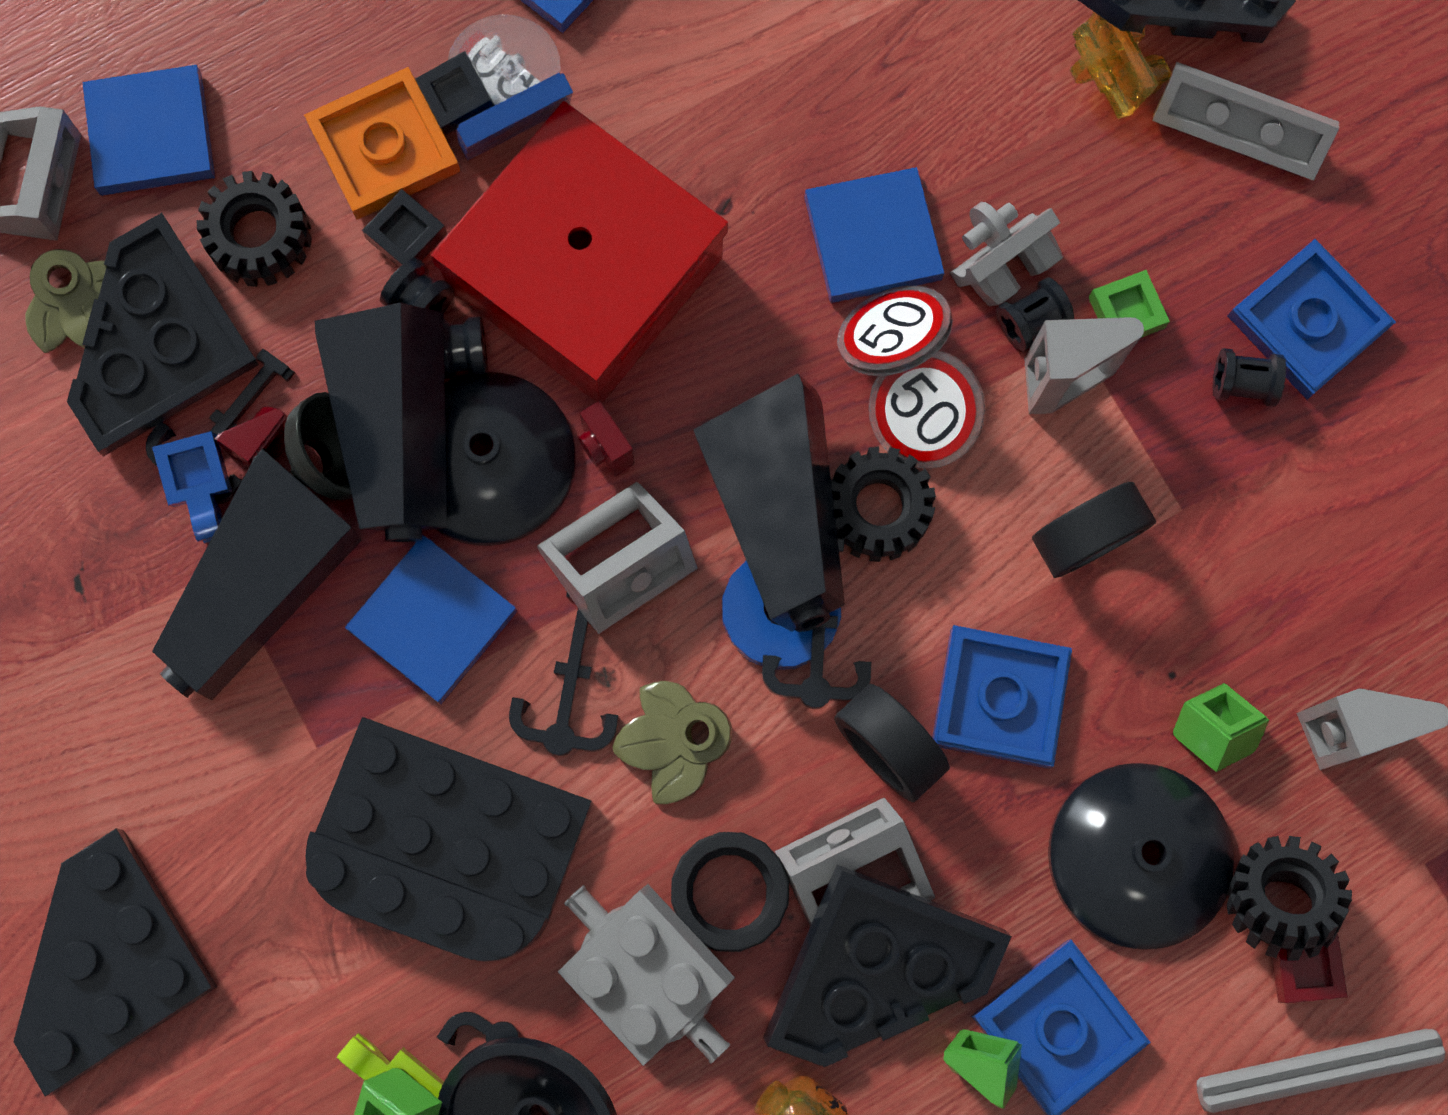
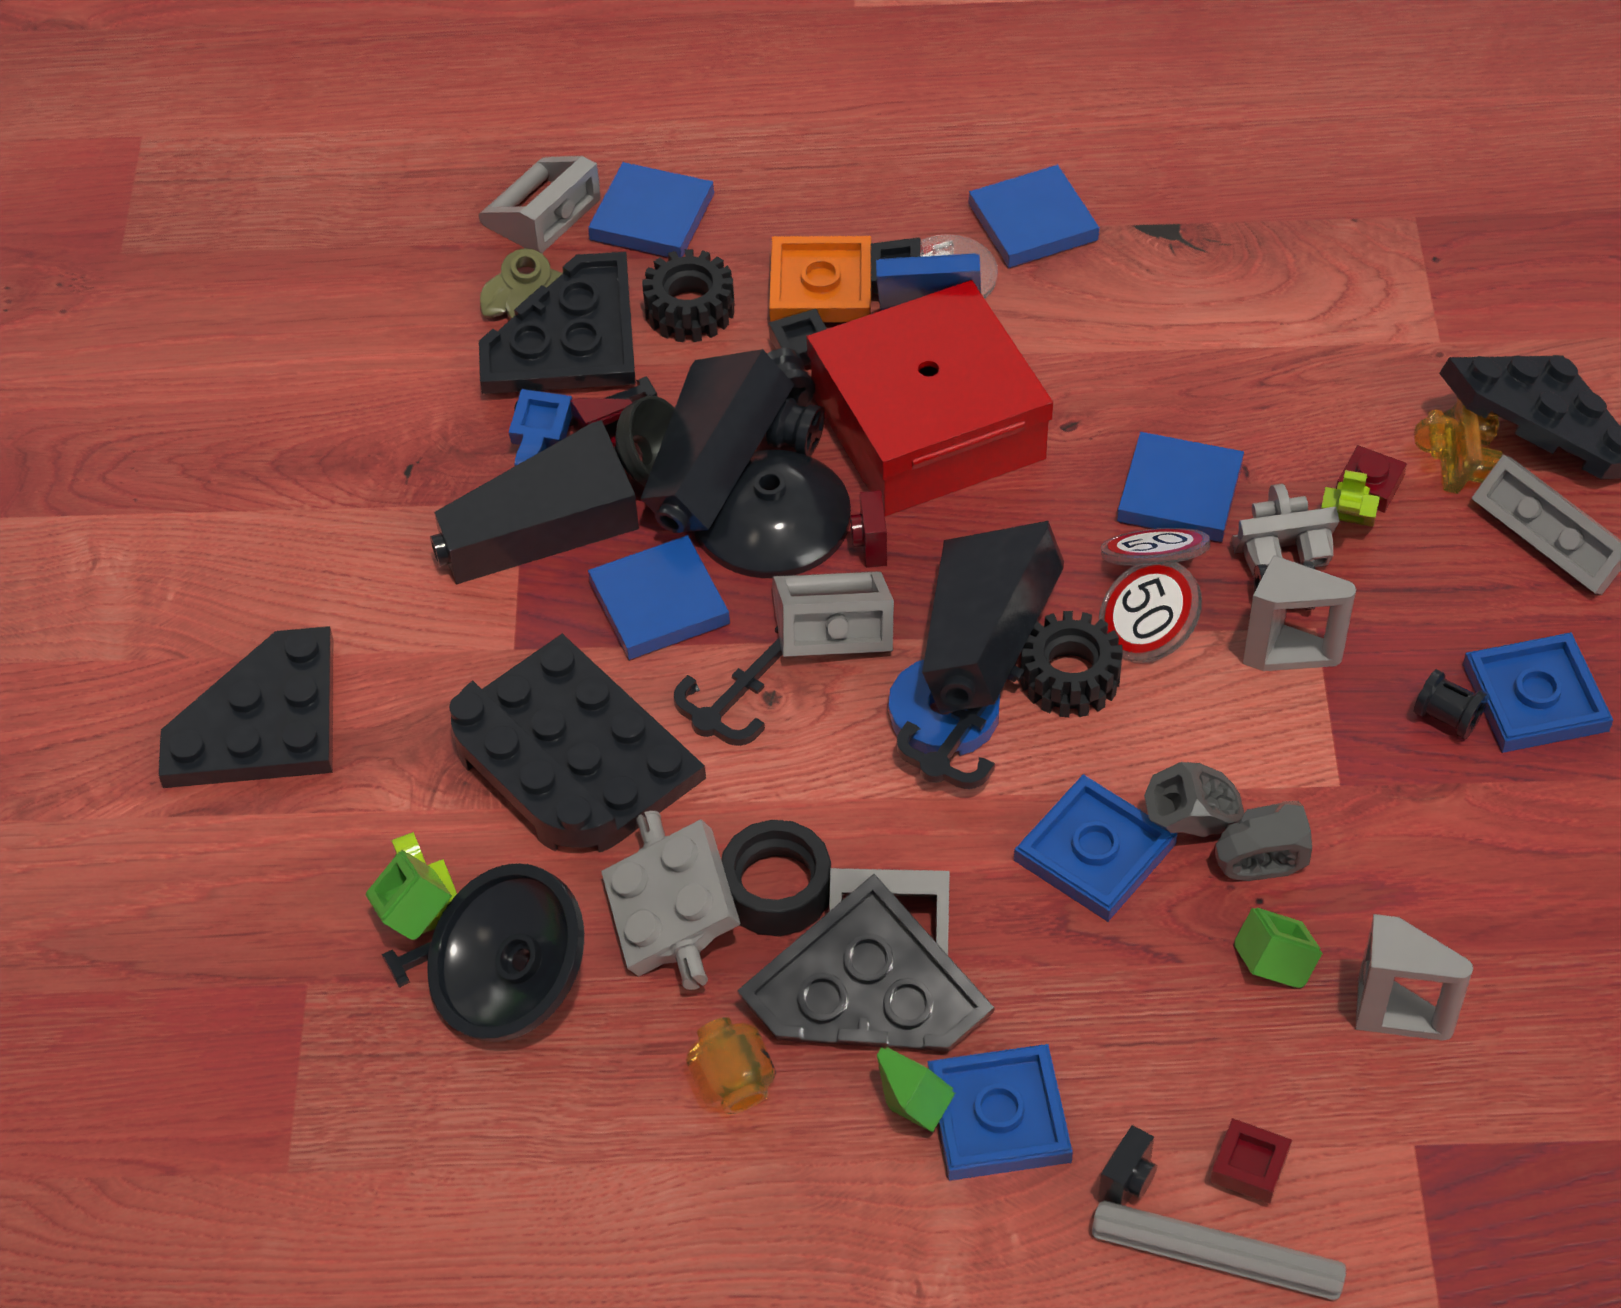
camera: 35 degrees right, 25 degrees down
(664, 741) = (799, 757): olive plate -> none
(892, 742) = (974, 816): black tyre -> none
(1047, 139) = (1382, 472): none -> dark red plate
(1053, 188) = (1352, 499): none -> lime plate
(1080, 617) = (1193, 800): none -> dark grey rock
(1093, 529) = (1243, 718): black tyre -> none
(1101, 865) = (1146, 1045): black dish -> none
(1132, 298) = (1375, 617): bright green plate -> none
(1160, 618) = (1266, 843): none -> dark grey rock
(1212, 1040) = (1128, 1169): none -> black plate
(1306, 872) = (1259, 1086): black tyre -> none

